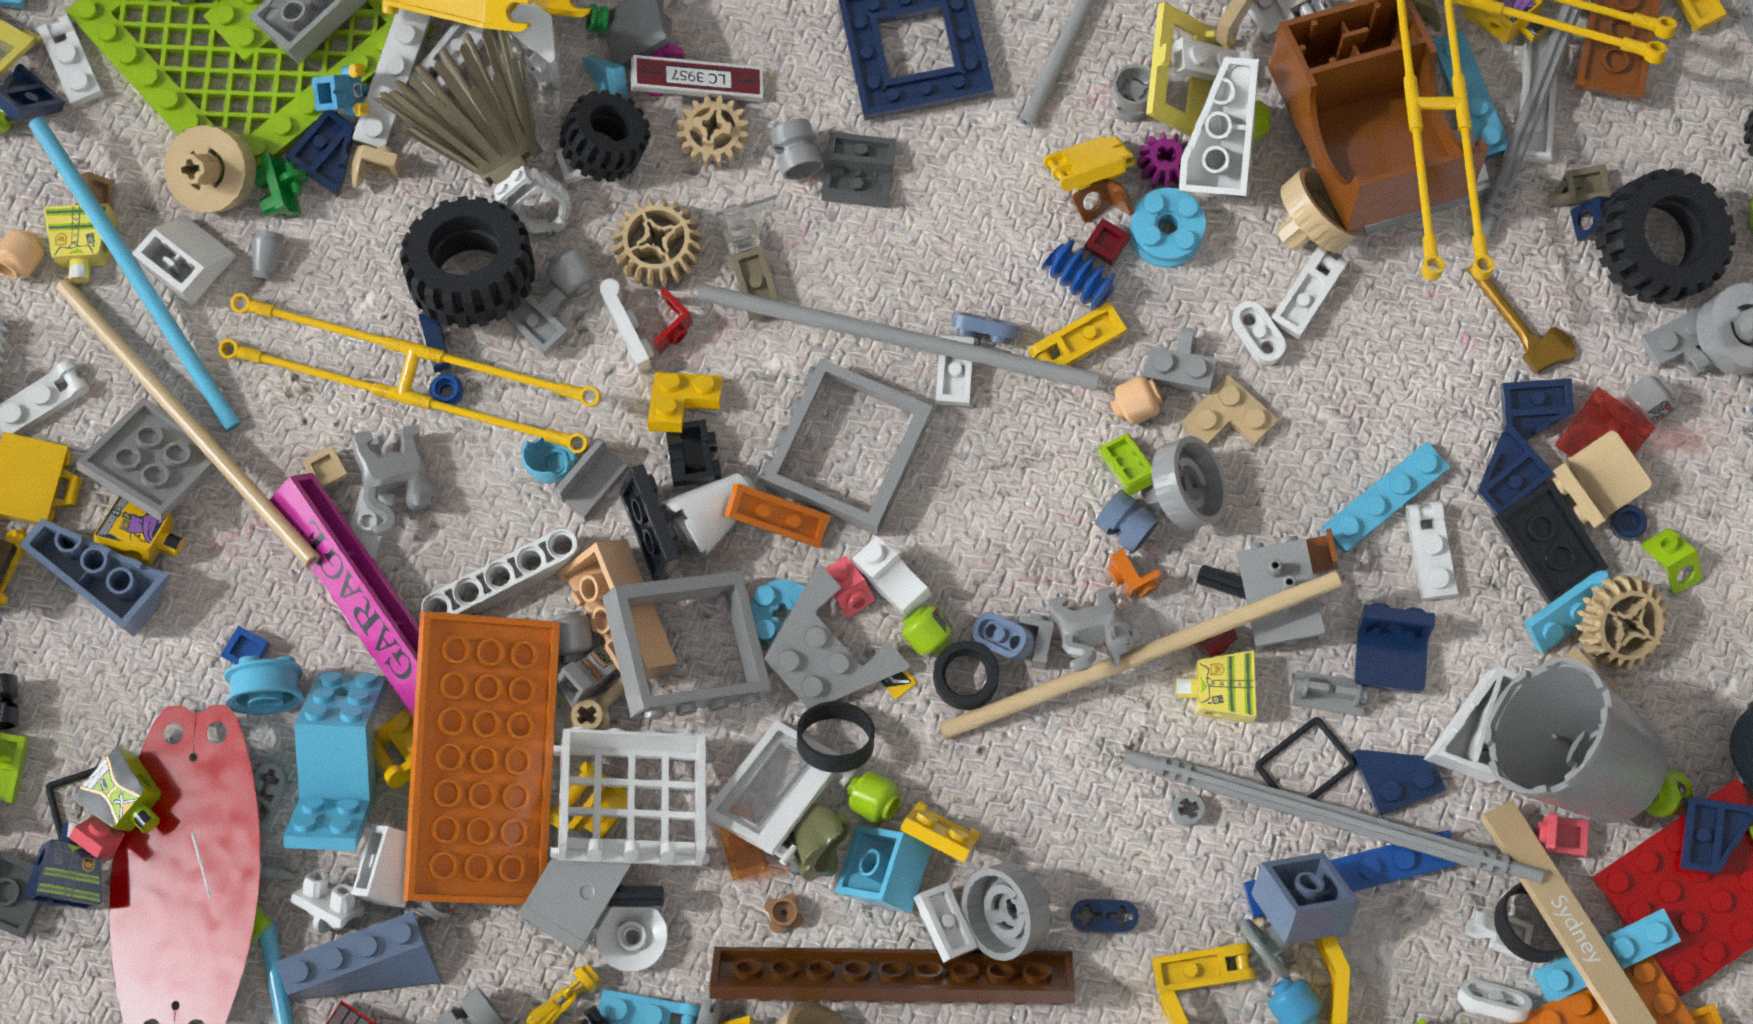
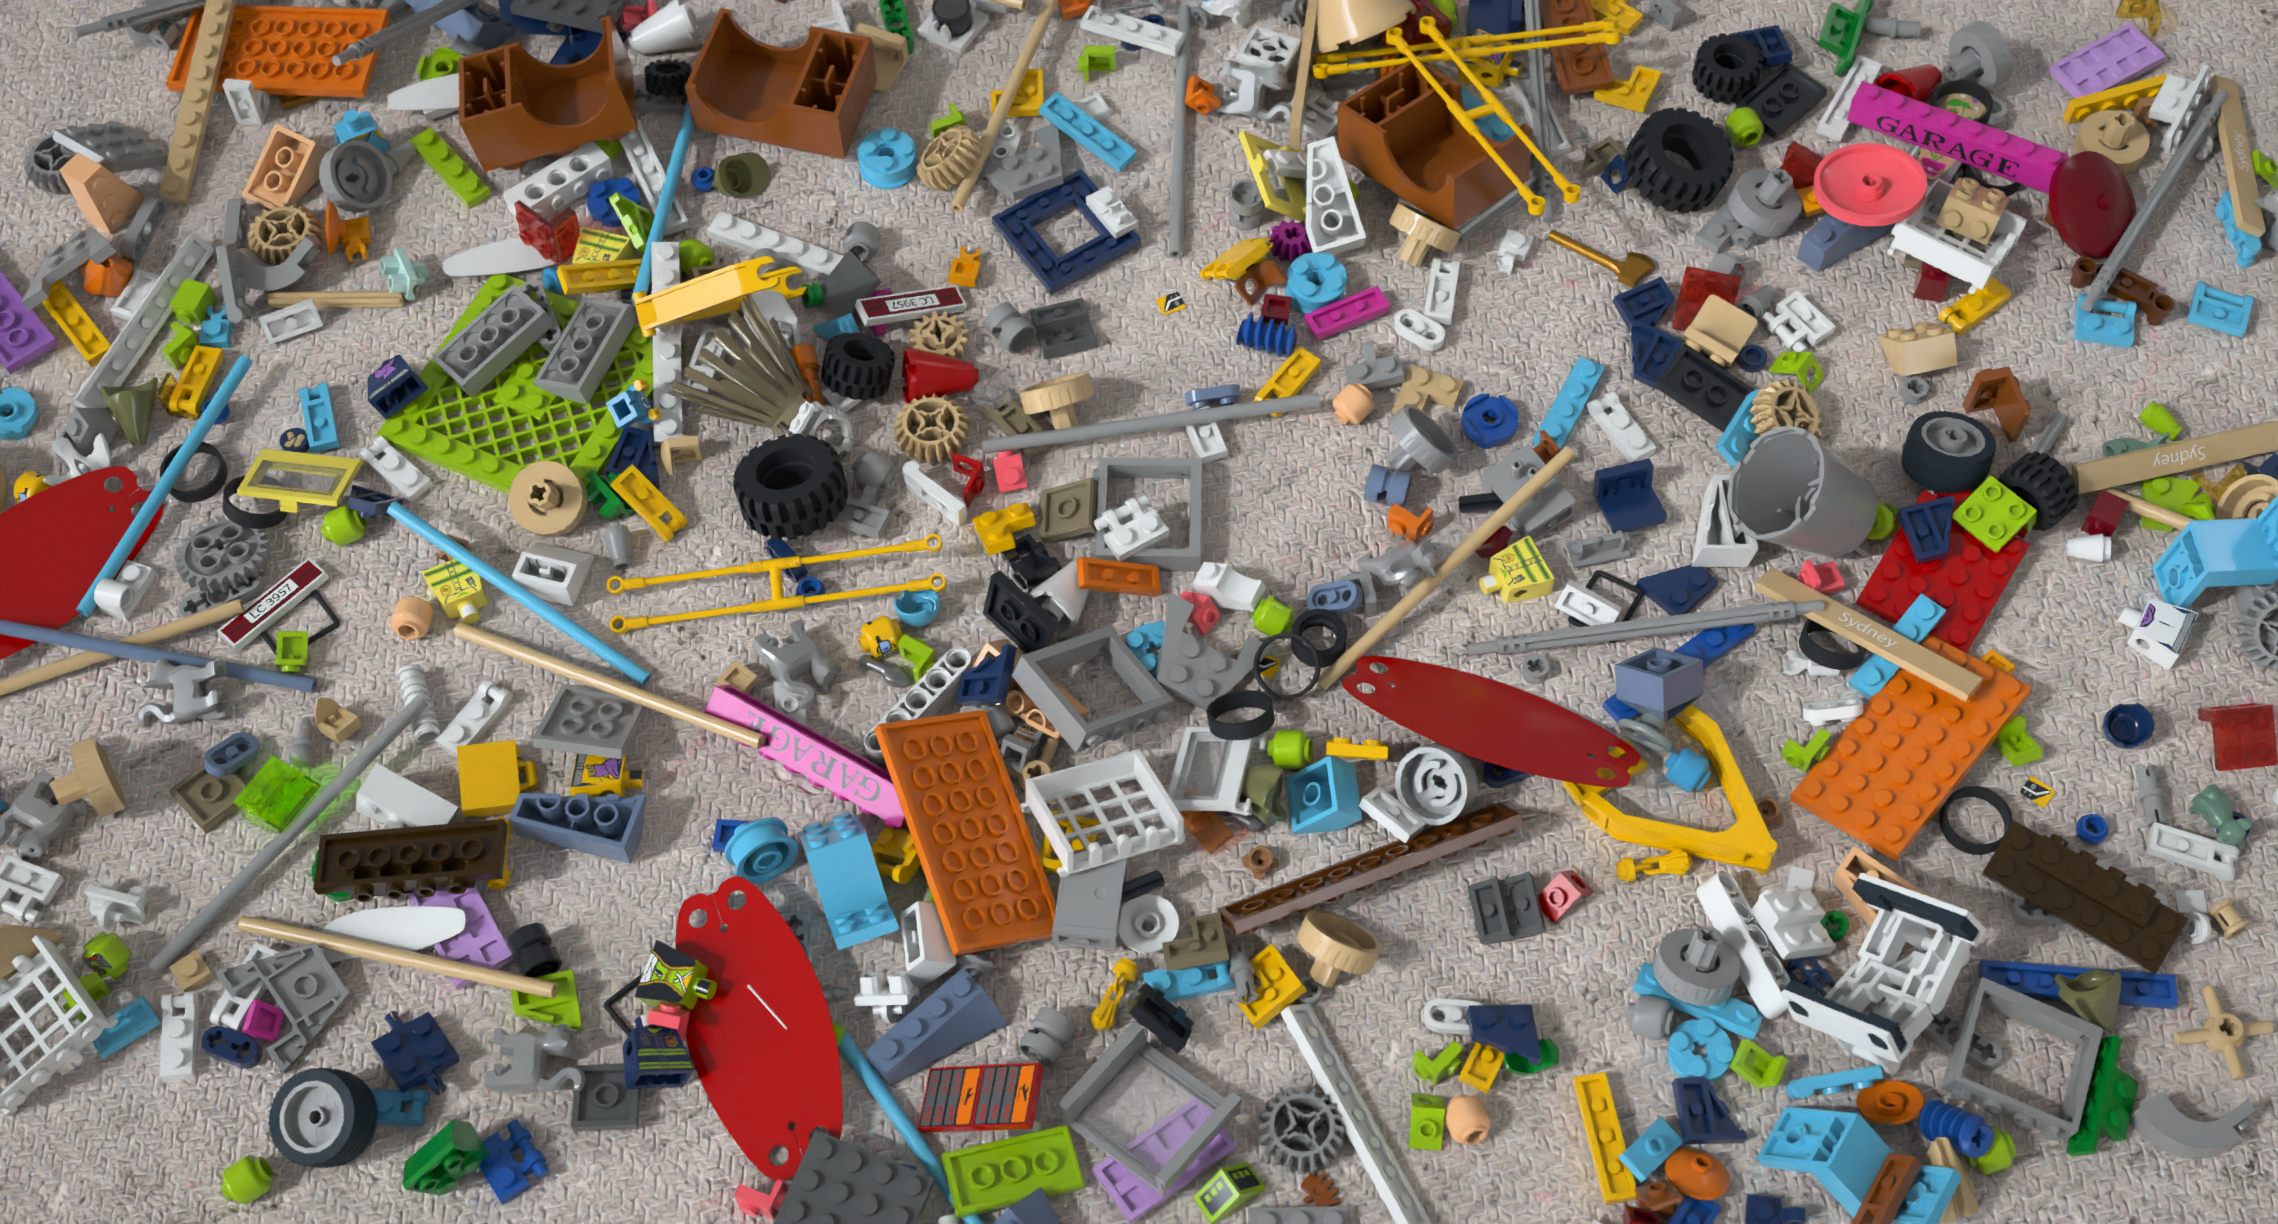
camera: 25 degrees left, 15 degrees down
(314, 215) = (649, 502): none -> yellow plate
(492, 526) = (892, 674): none -> flat silver piece
(496, 478) = (880, 636): none -> yellow head
(527, 513) = (918, 653): none -> lime bracket
(552, 106) = (808, 365): none -> orange piece
(580, 587) = (988, 680): none -> dark blue wing
(591, 479) = (957, 611): light grey panel -> none
(672, 993) = (1205, 946): none -> dark tan plate
(688, 179) = (935, 373): none -> red cone
(719, 330) = (1009, 471): none -> coral bracket
(762, 407) = (1068, 510): none -> dark tan tile
(781, 51) = (965, 269): none -> light orange plate
(807, 263) = (1058, 397): none -> tan piece
(819, 472) = (1136, 534): none -> white plate
(883, 713) = (1257, 660): none -> black tyre
(974, 43) = (1111, 212): none -> white plate
(994, 183) = (1170, 303): none -> sticker
(1102, 862) = (1492, 721): none -> red piece
(1127, 463) = (1369, 447): lime plate -> none
(1186, 278) = (1346, 313): none -> dark pink plate
(1280, 762) = (1586, 605): none -> white plate
(1295, 465) = (1489, 434): none -> blue plate
(1412, 273) = (1514, 248): none -> white plate
(1666, 117) = (1633, 93): none -> yellow plate
(1667, 455) = (1758, 301): none -> light grey cone
(1714, 497) = (1803, 317): none -> white plate

